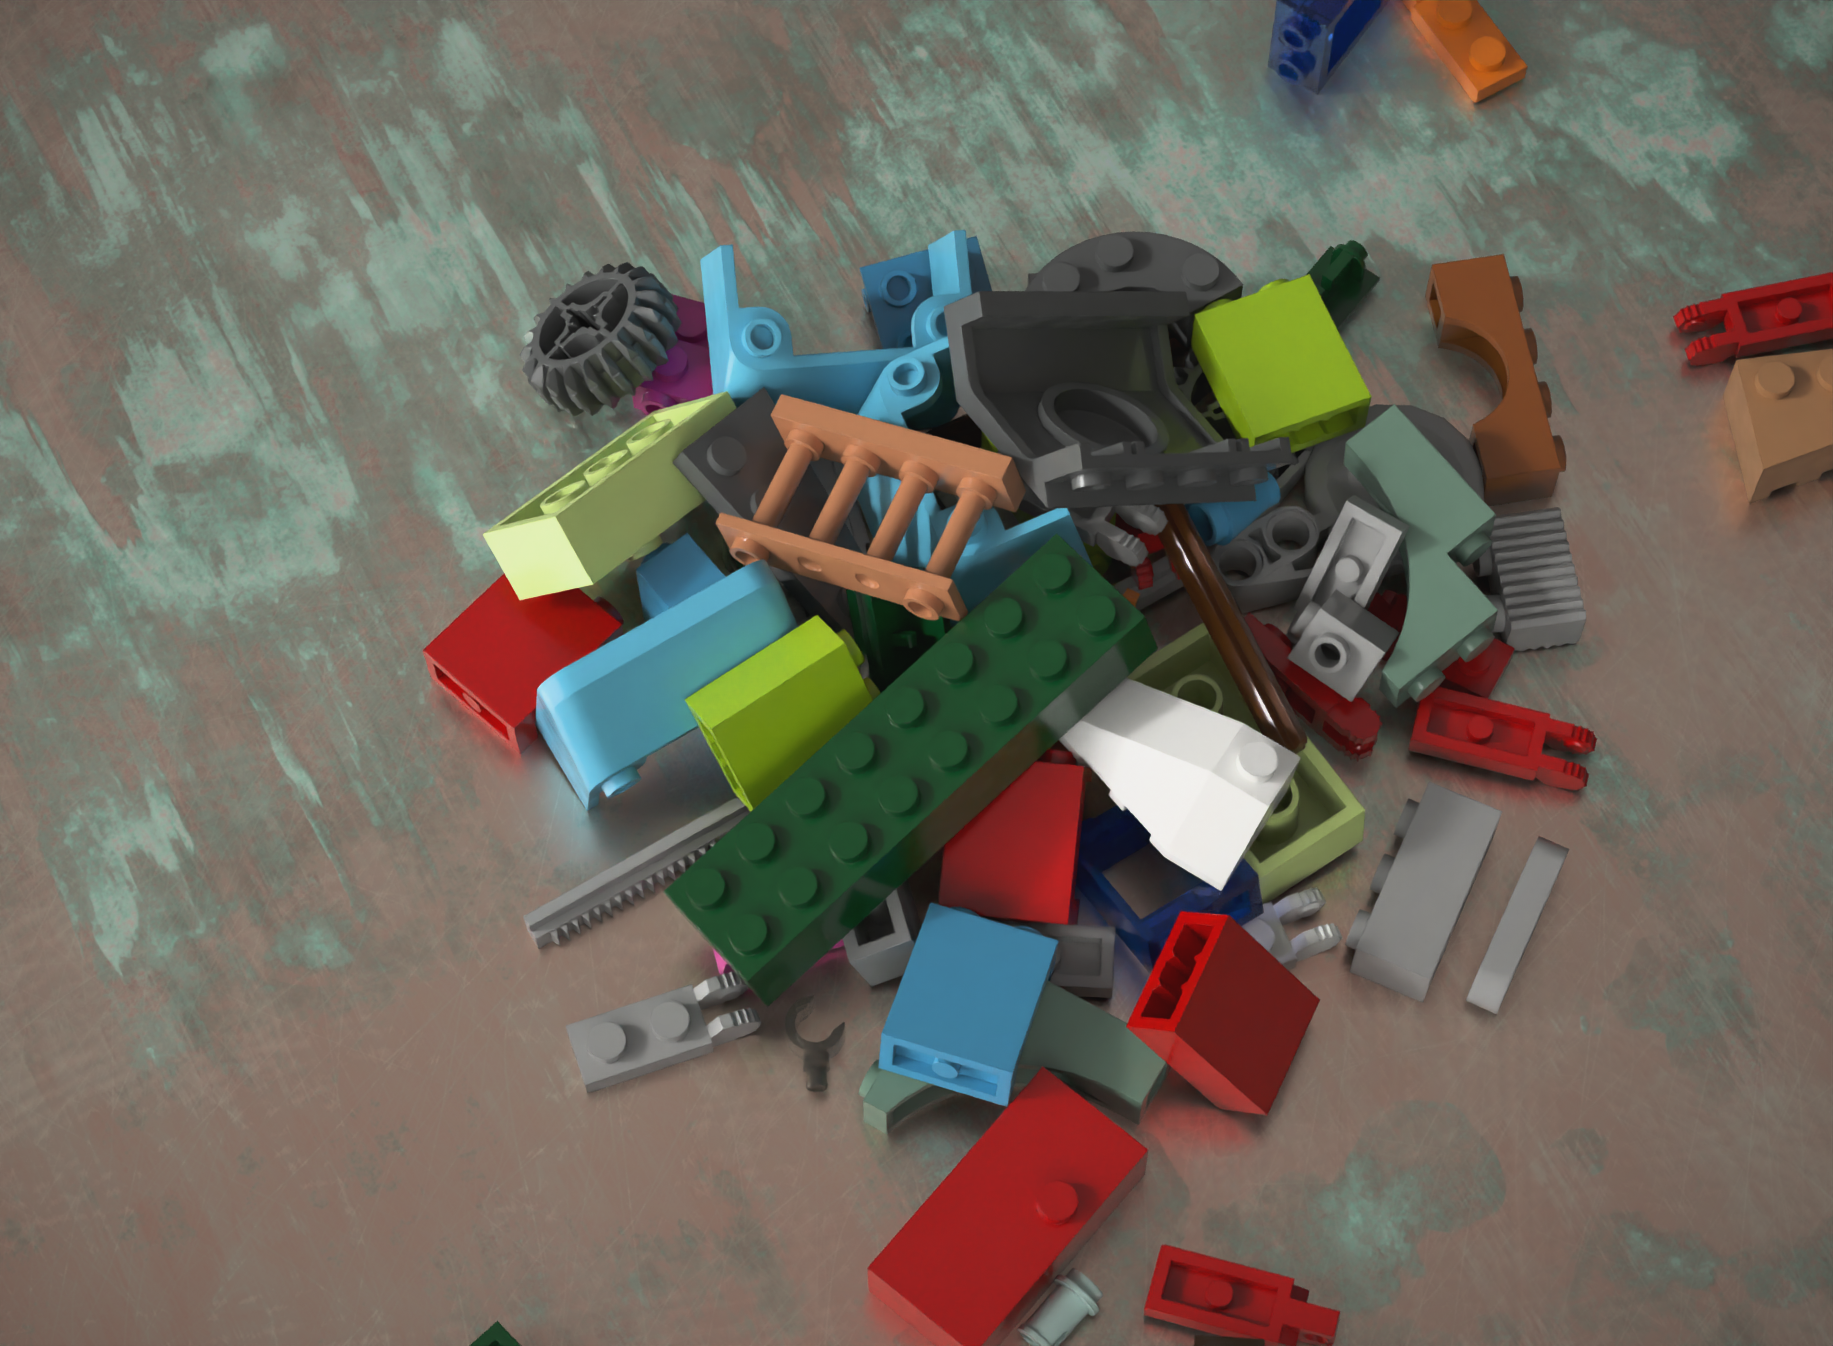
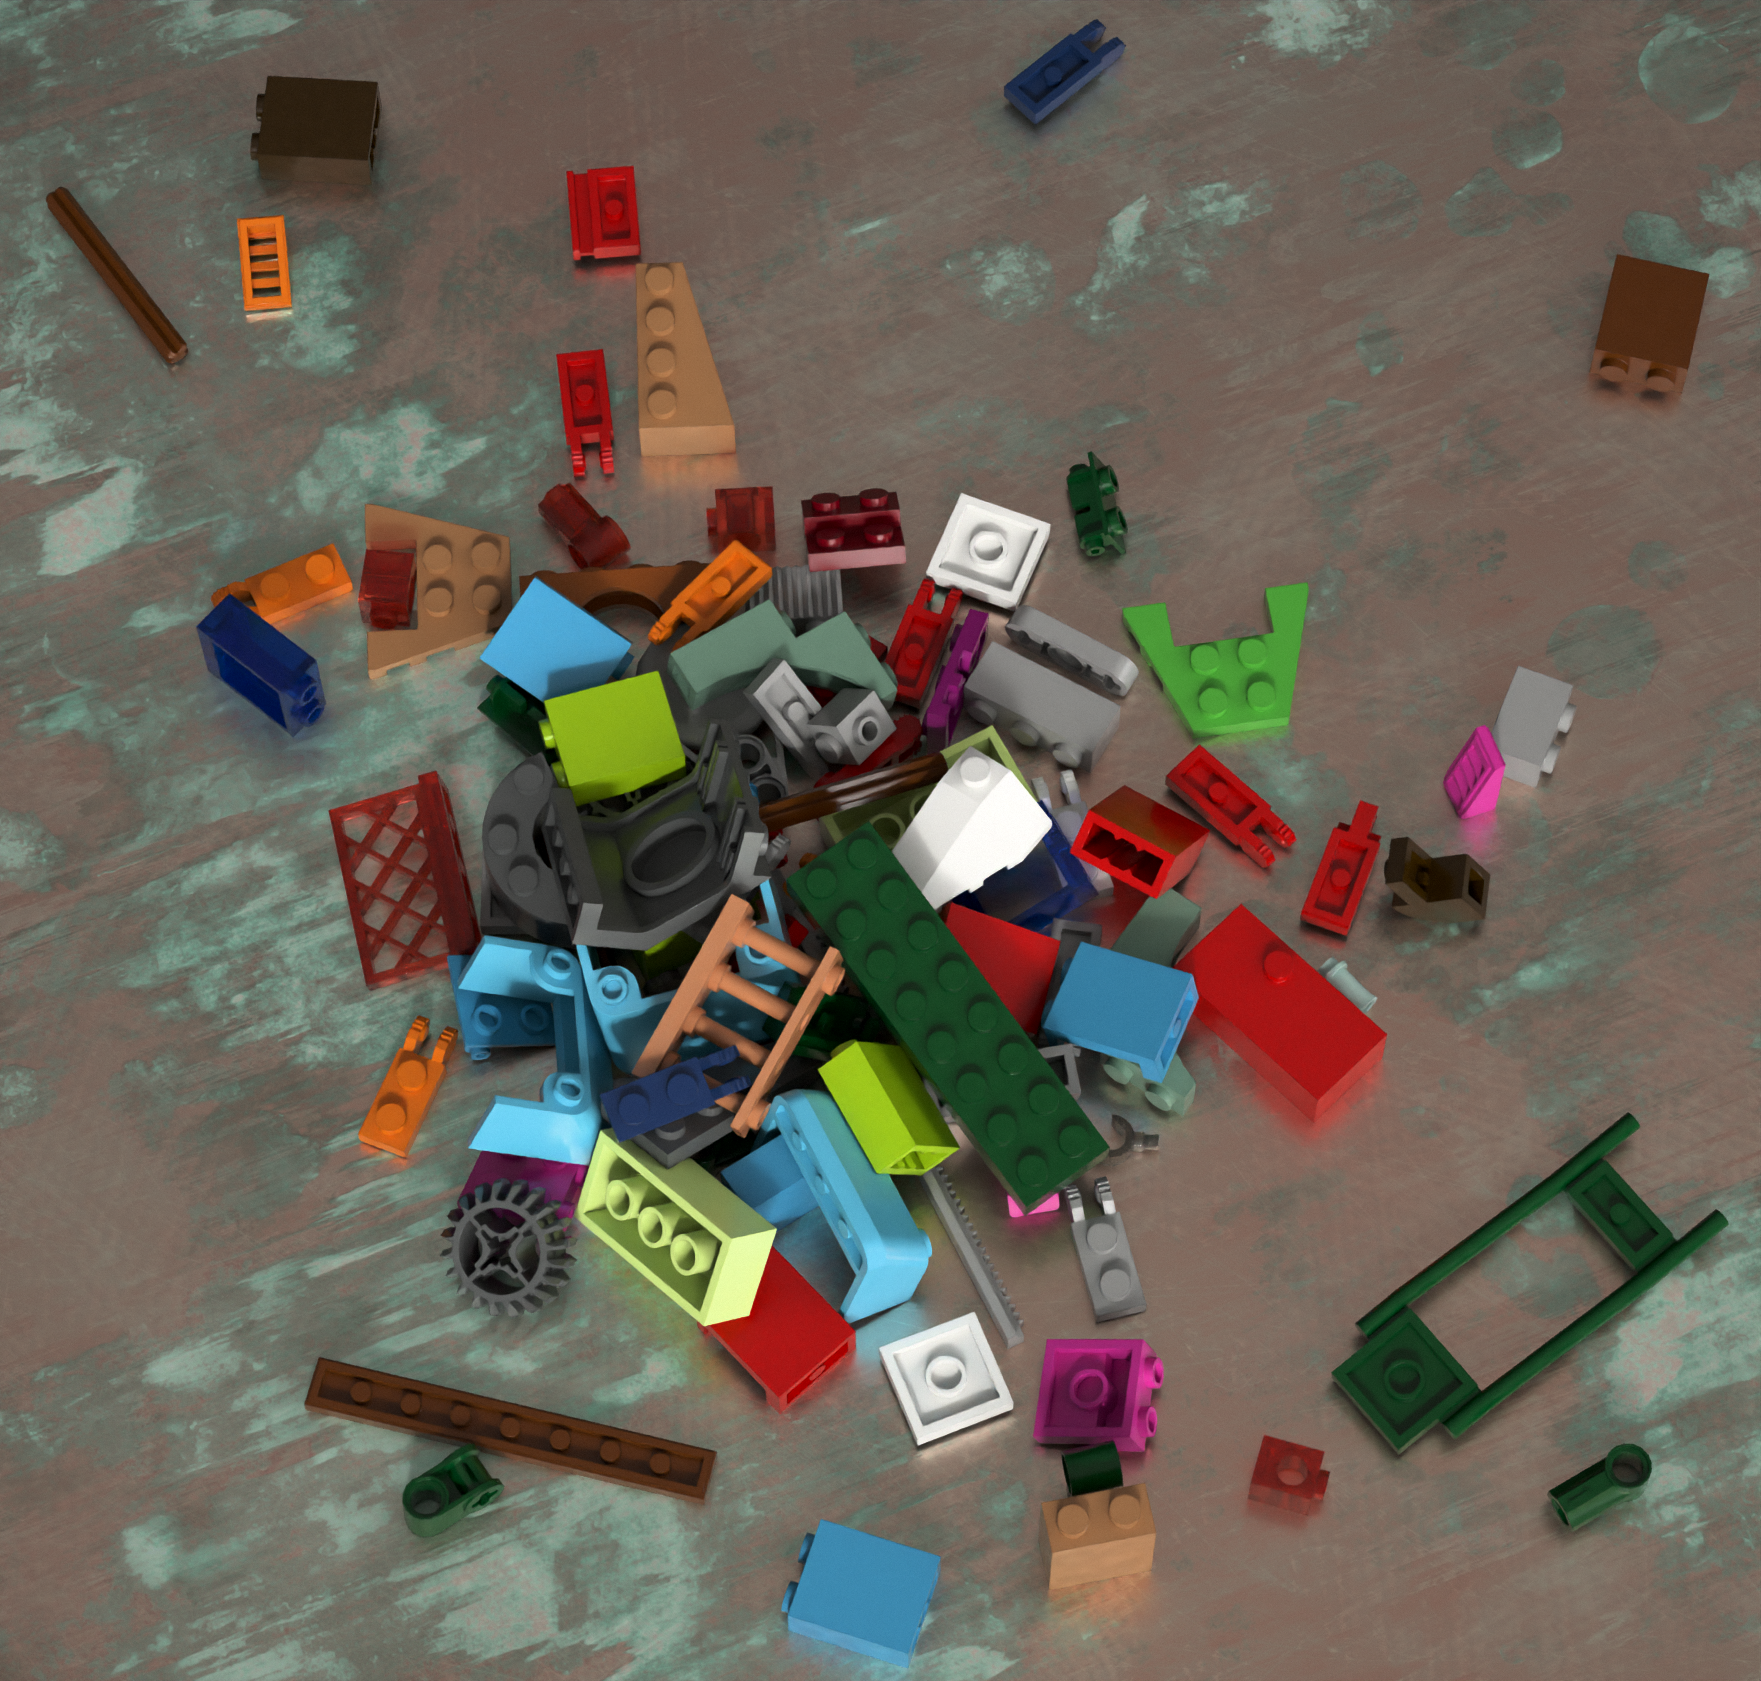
camera: 85 degrees left, 0 degrees up
(188, 778) = (861, 1592): none -> dark azure brick
(242, 1026) = (1096, 1536): none -> medium nougat brick
(314, 328) = (459, 1487): none -> dark green piece
(328, 1016) = (1092, 1468): none -> dark green piece
(347, 1246) = (1280, 1455): none -> clear red brick
(391, 393) = (511, 1430): none -> reddish brown tile
(454, 1032) = (1098, 1392): none -> dark pink plate
(473, 852) = (946, 1378): none -> white plate
(752, 436) = (668, 1095): none -> dark blue hinge
(814, 231) = (408, 1091): none -> orange hinge
(1179, 212) = (448, 871): none -> clear red fence
(1318, 1140) = (1228, 804): none -> red hinge
(1400, 765) = (947, 703): none -> magenta wing
(1406, 298) = (556, 645): none -> dark azure brick
(1471, 128) = (387, 588): none -> clear red brick
(1493, 205) = (460, 586): none -> medium nougat wing
(1503, 463) = (713, 595): none -> orange hinge
(1511, 1143) = (1230, 681): none -> bright green wing
(1585, 341) = (588, 536): none -> clear red piece
(1639, 632) = (853, 530): none -> dark red plate
(1641, 511) = (744, 517): none -> clear red brick
(1649, 810) = (988, 552): none -> white plate
(1769, 941) = (1095, 488): none -> dark green hinge

